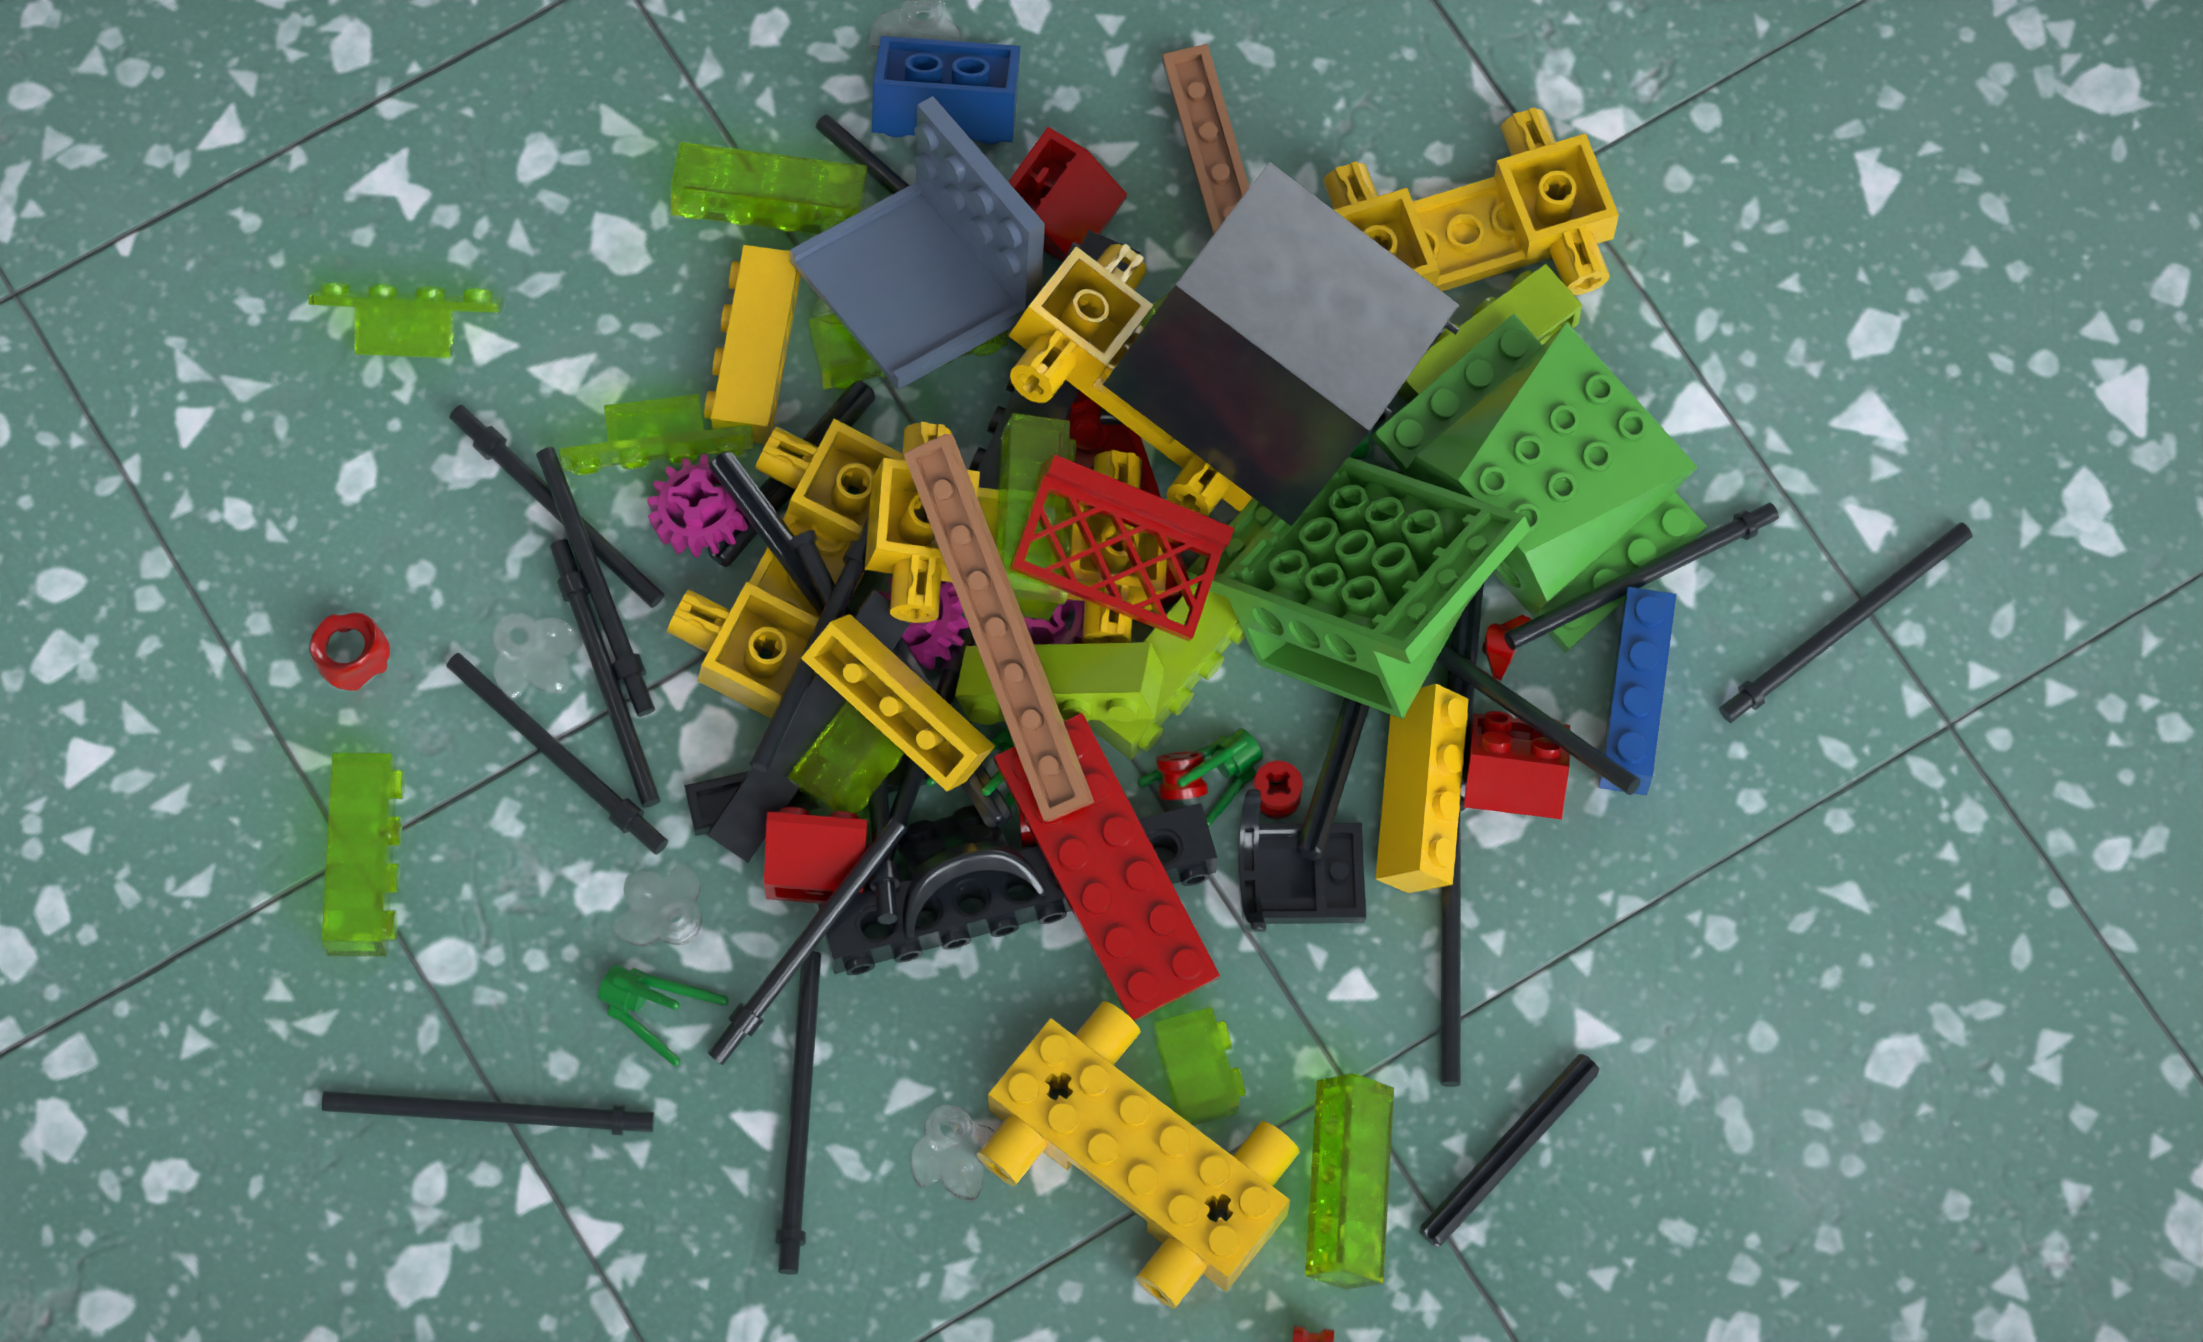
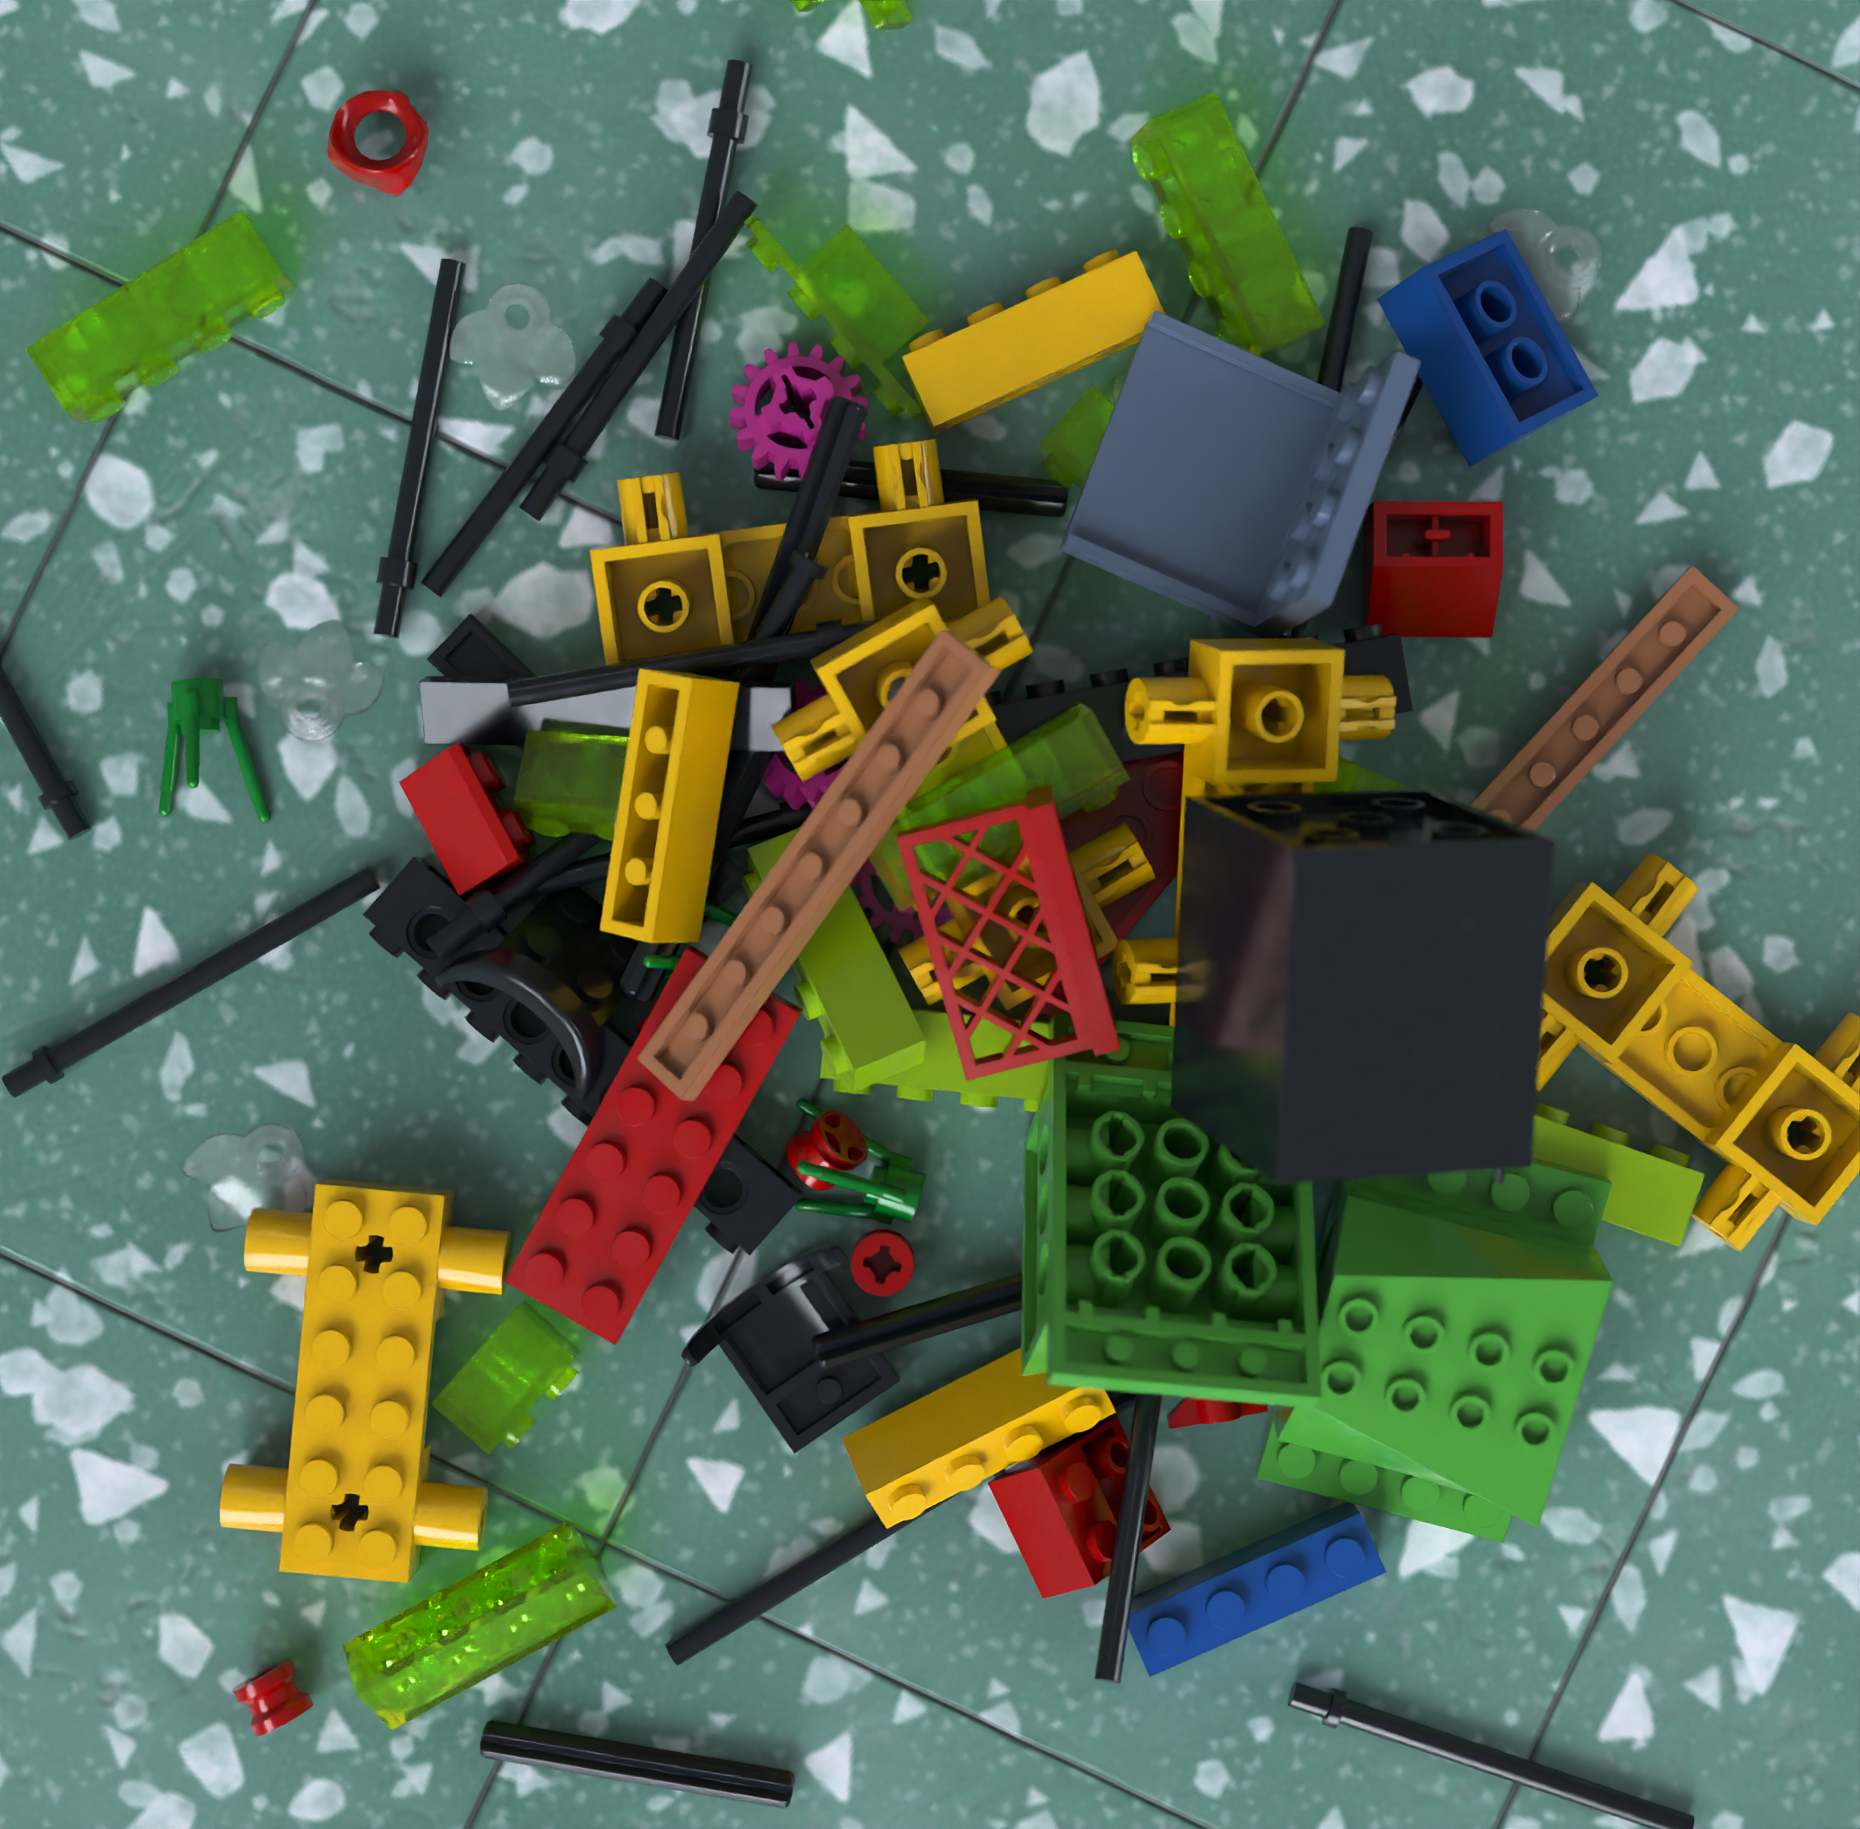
camera: 65 degrees right, 20 degrees up
(747, 1017) = (255, 860): black bar -> none
(1744, 526) = (1532, 1580): black bar -> none

